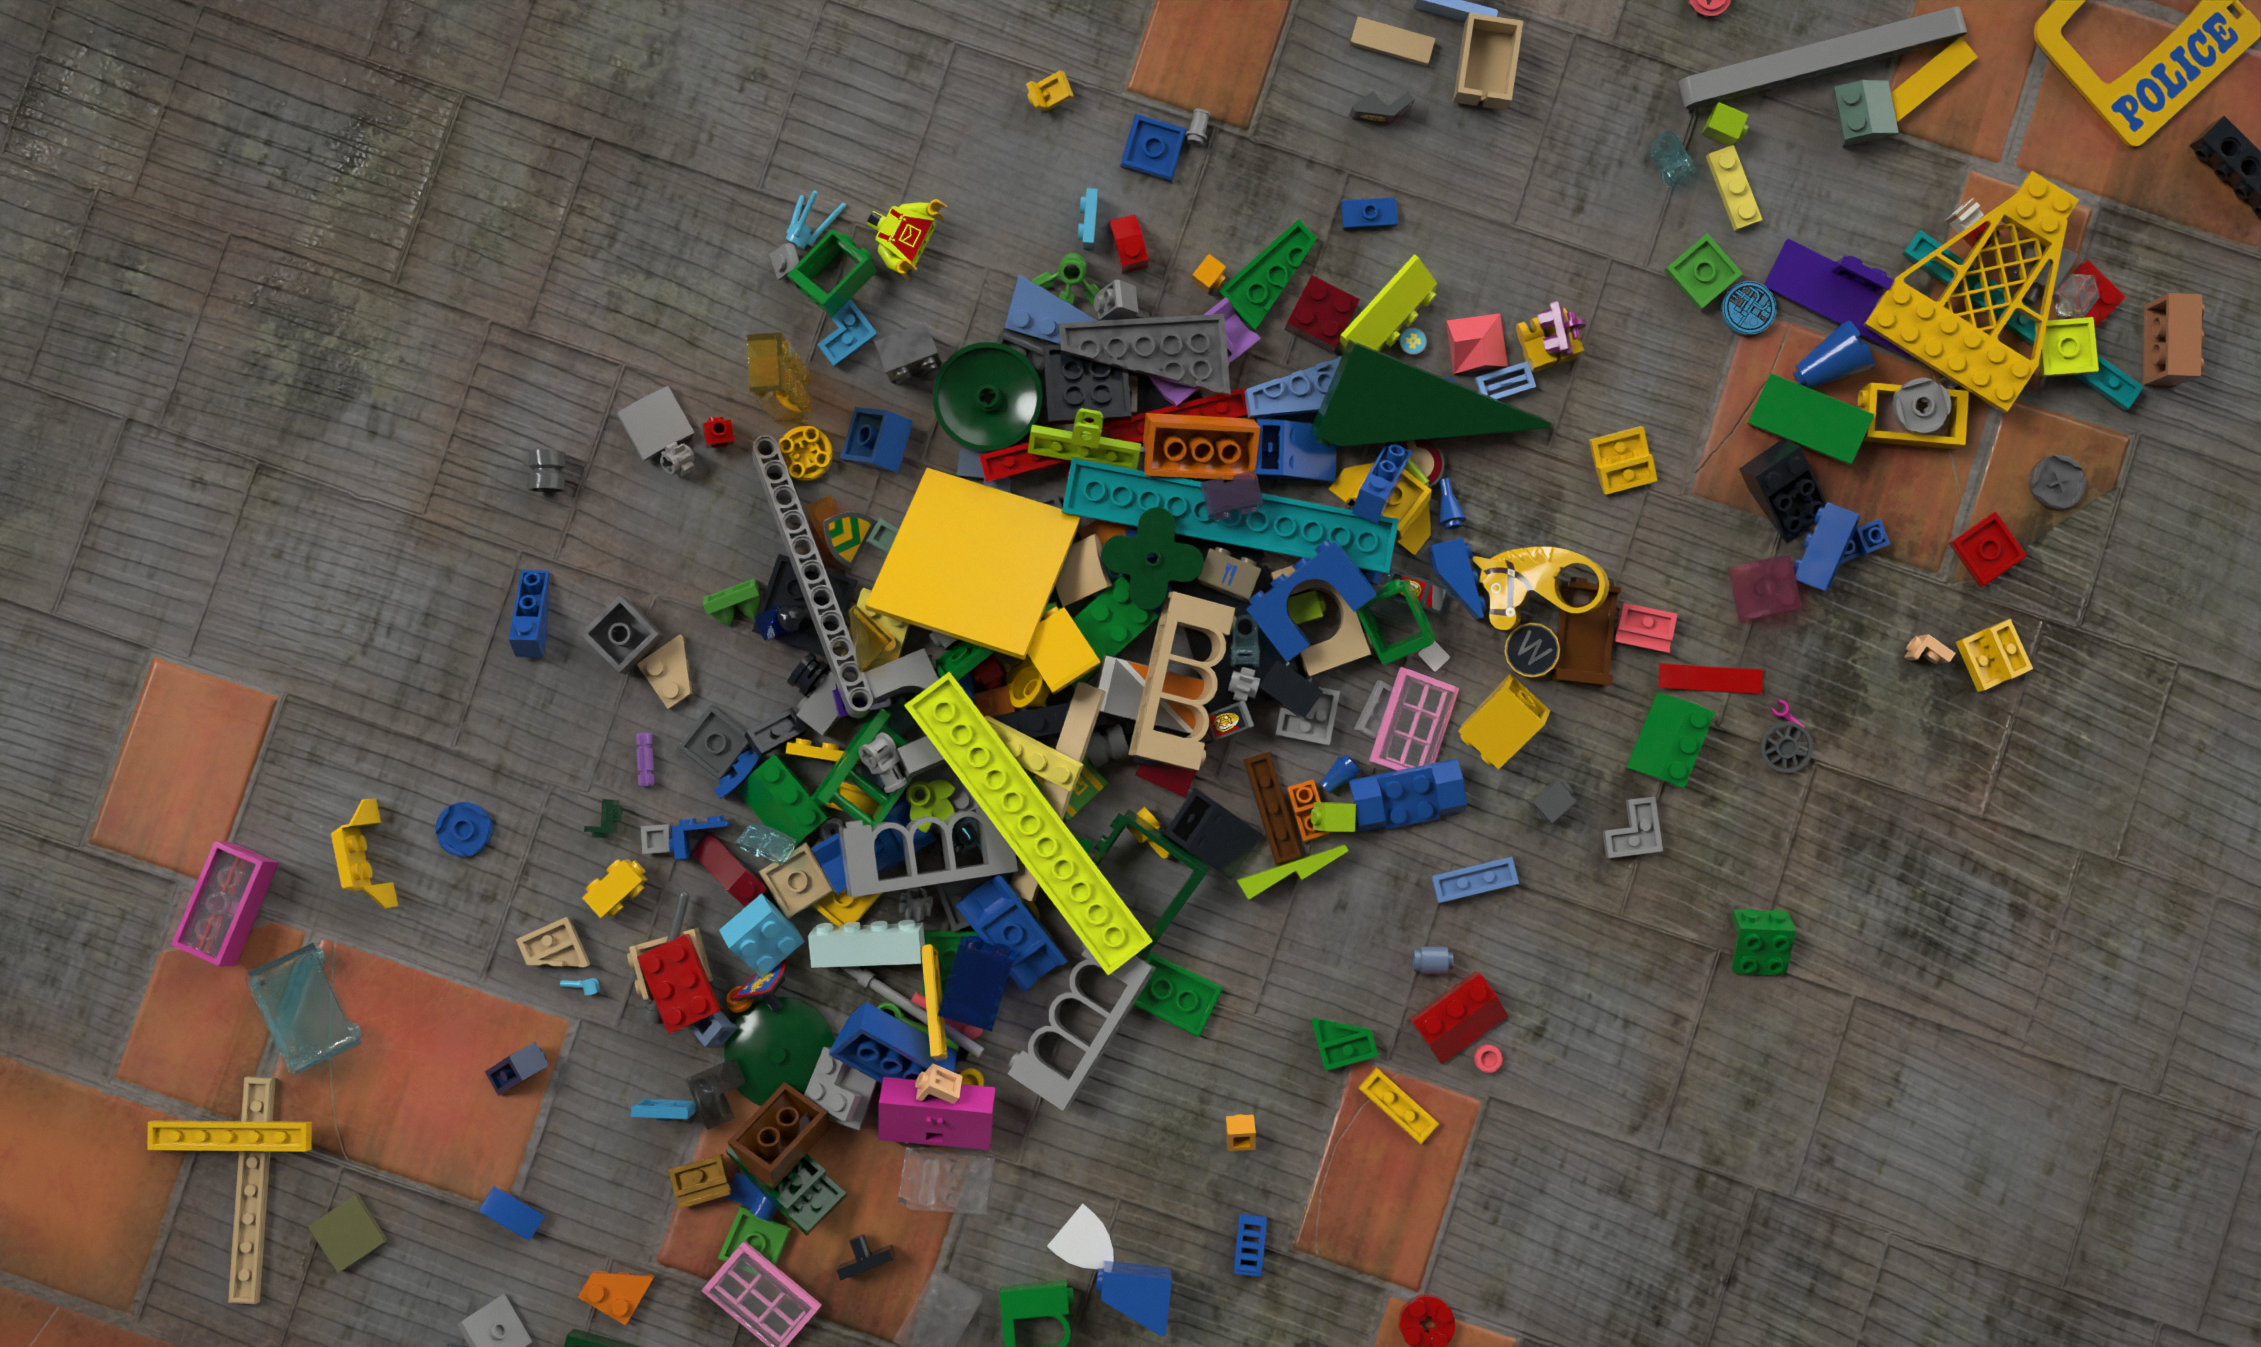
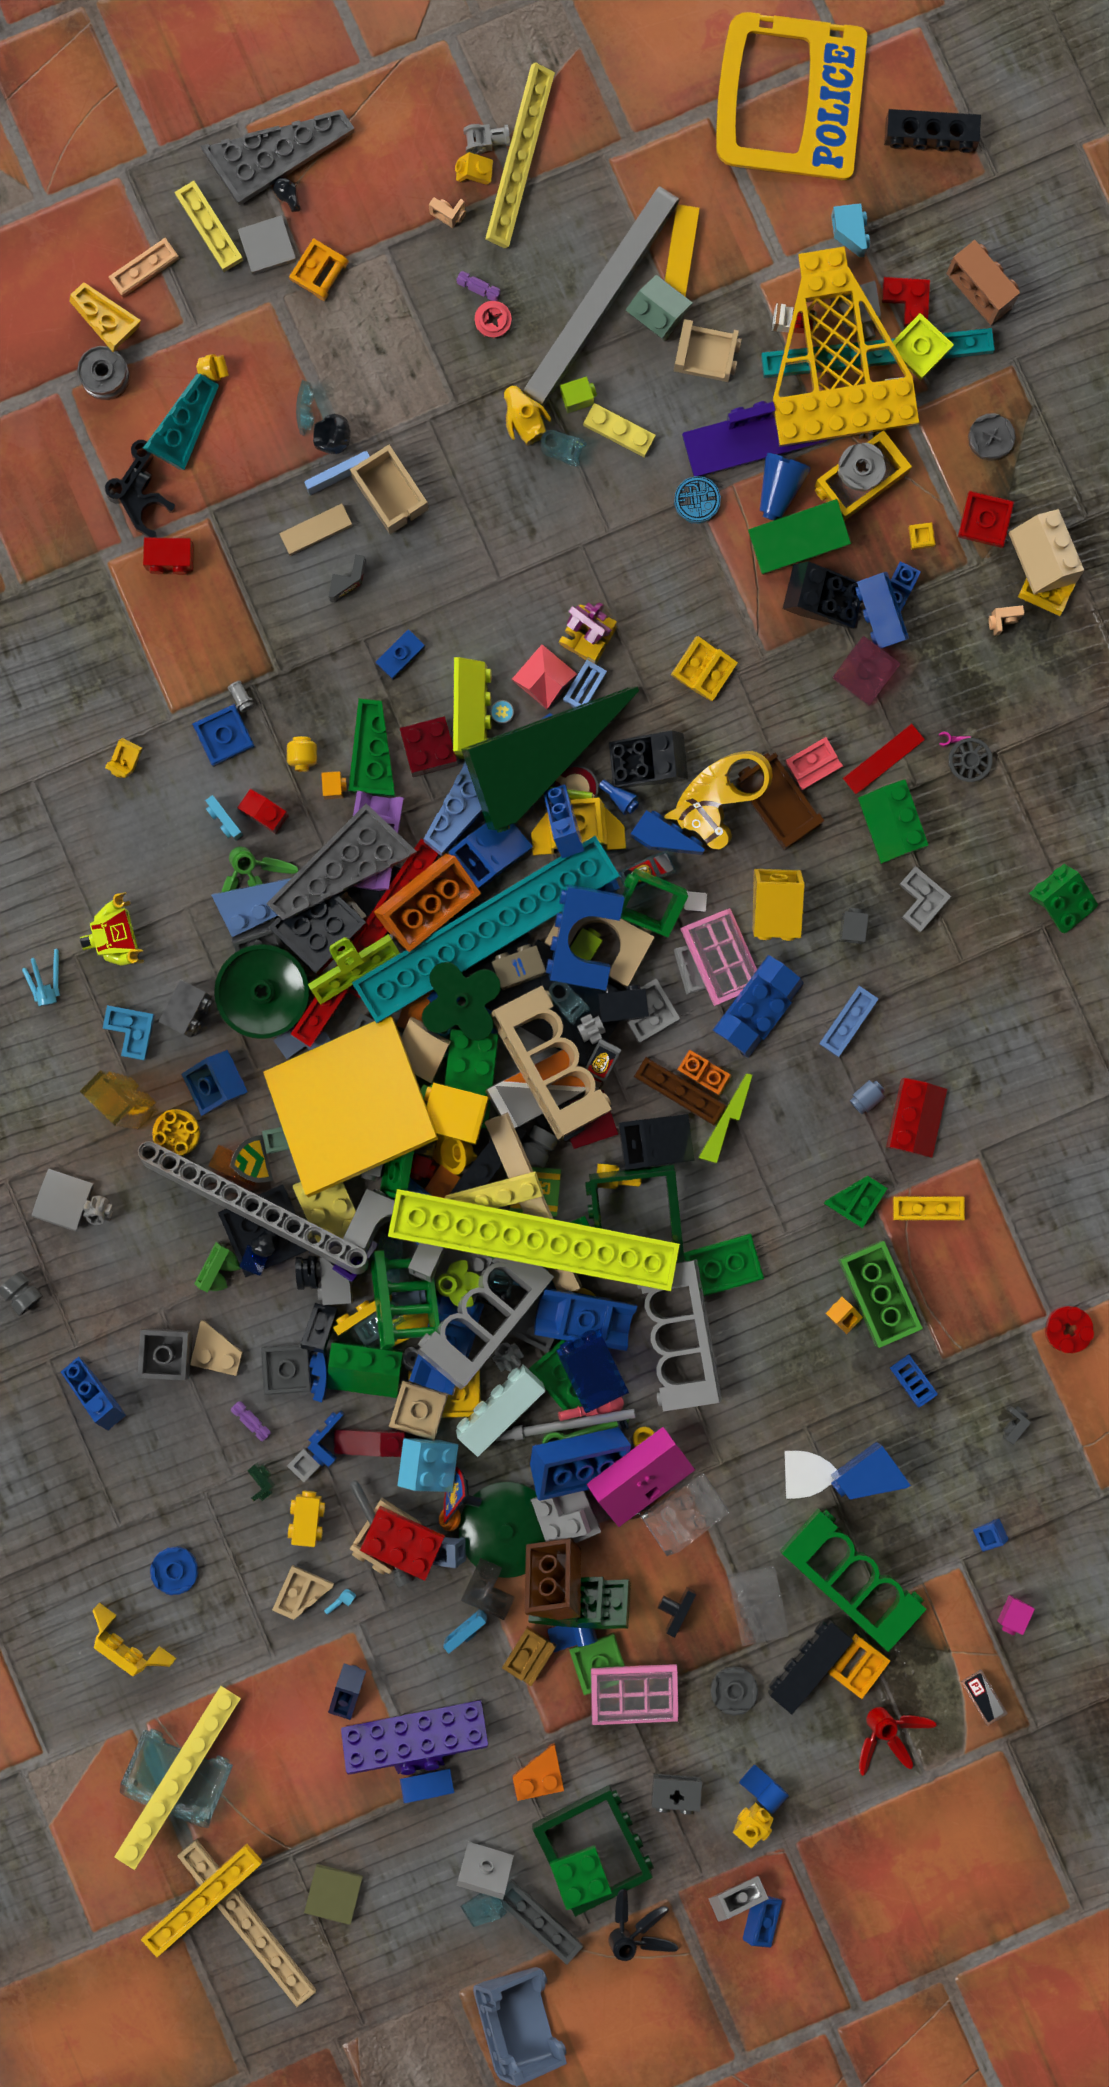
camera: 35 degrees left, 0 degrees up
(224, 903) = (64, 1756): brick -> none
(303, 1011) = (177, 1778): none -> light yellow plate
(537, 1163) = (414, 1739): none -> dark purple bracket
(718, 432) = (108, 1169): red plate -> none
(766, 842) = (377, 1402): clear light blue slope -> none
(784, 260) = (52, 1020): light grey plate -> none
(809, 773) = (363, 1333): none -> clear light blue slope
(819, 258) = (72, 997): green window -> none
(867, 638) = (325, 1214): clear yellow tile -> none
(883, 761) = (406, 1284): light grey connector -> none
(933, 1001) = (576, 1408): yellow tile -> none
(939, 1083) = (625, 1455): light nougat bracket -> none
(1116, 301) = (289, 856): light grey slope -> none
(1206, 222) = (301, 753): none -> yellow head
(1237, 495) = (479, 912): clear purple brick -> none
(1288, 1143) = (880, 1294): none -> bright green brick
(1333, 816) = (723, 1062): lime brick -> none
(1340, 773) = (703, 1030): blue cone -> none
(1488, 1058) = (958, 1127): coral tile -> none
(1504, 496) = (648, 759): none -> black slope
(1532, 650) = (754, 842): black tile -> none
(1662, 102) = (524, 416): none -> yellow animal
(1703, 271) = (647, 502): bright green plate -> none
(1871, 187) = (706, 352): none -> tan panel
(1918, 514) = (921, 536): none -> yellow tile
(2018, 625) = (1046, 552): none -> tan slope
(2075, 295) = (897, 308): clear brick -> none
(2095, 189) = (848, 228): none -> medium azure slope

